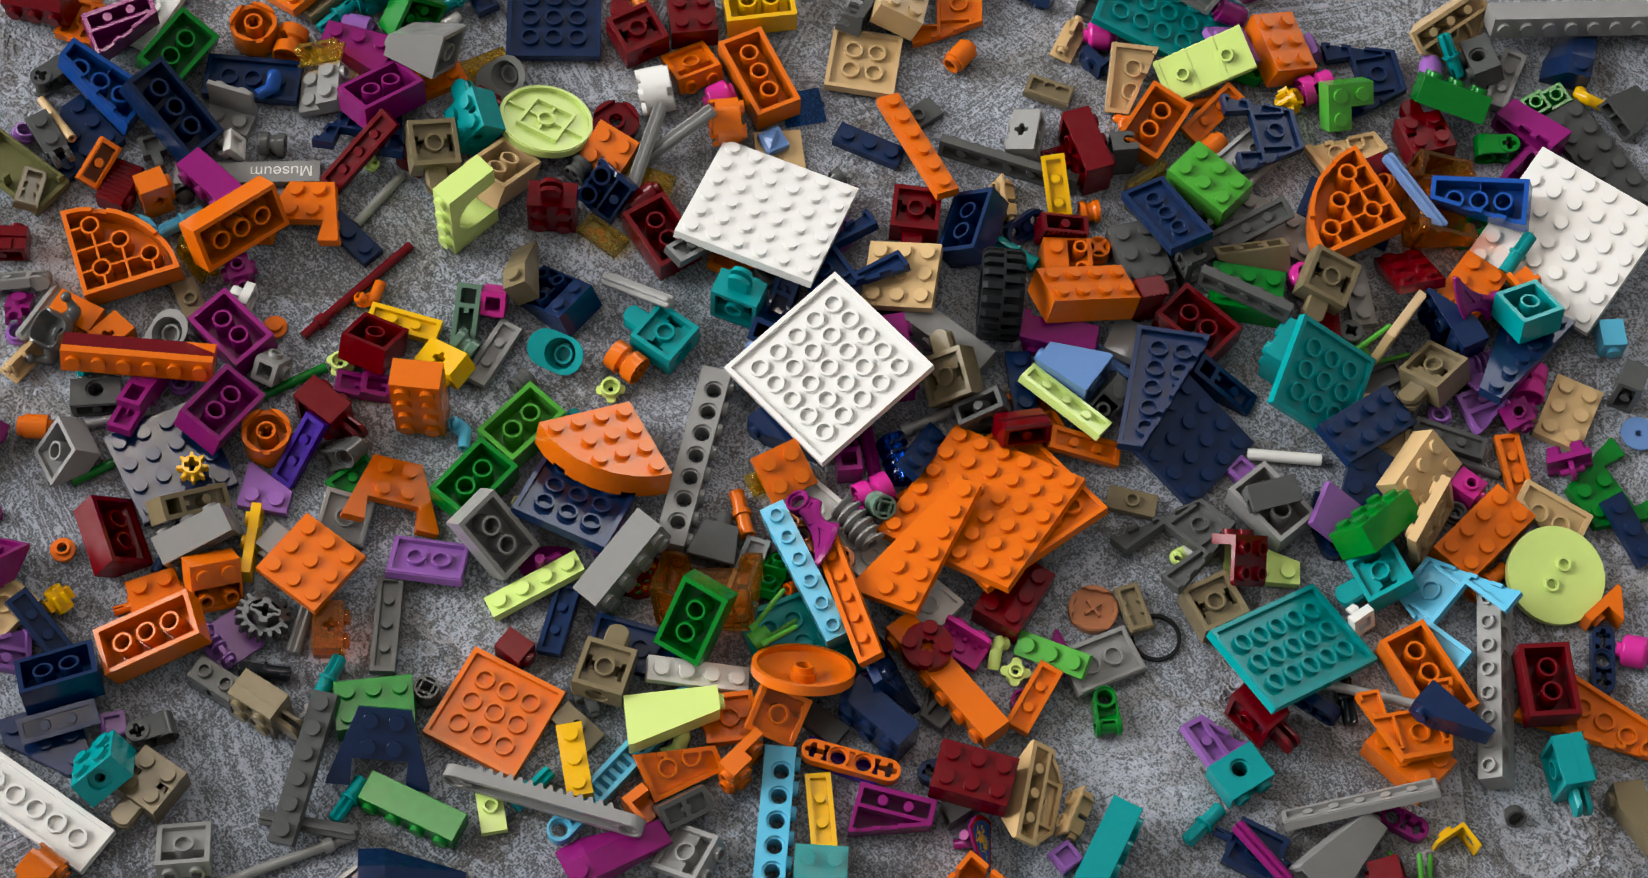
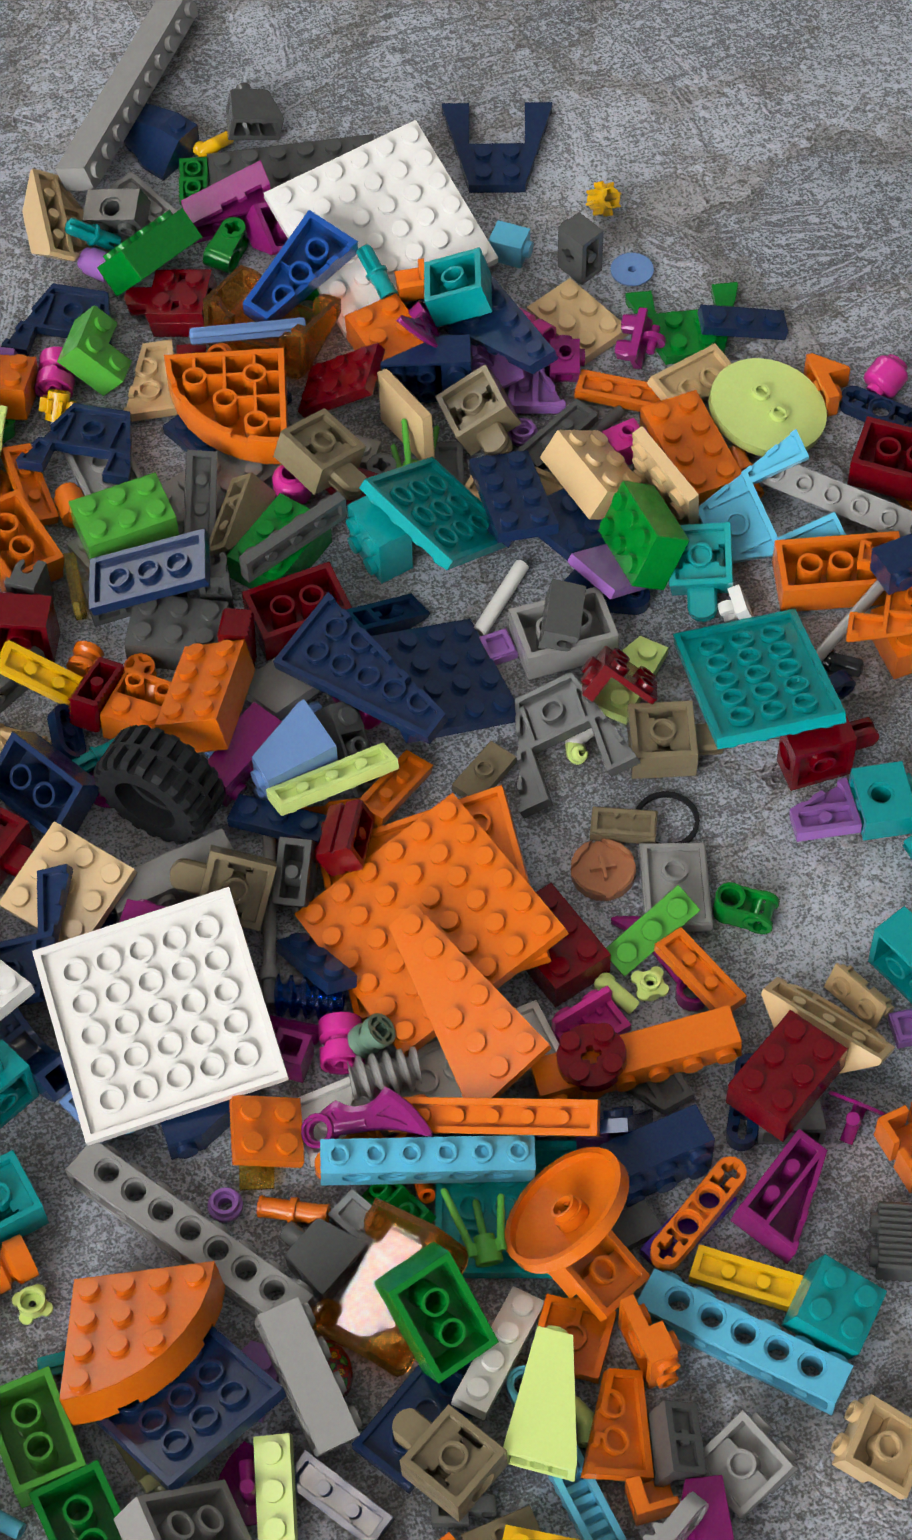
camera: 60 degrees left, 5 degrees down
(728, 465) = (221, 1196): none -> medium lavender plate

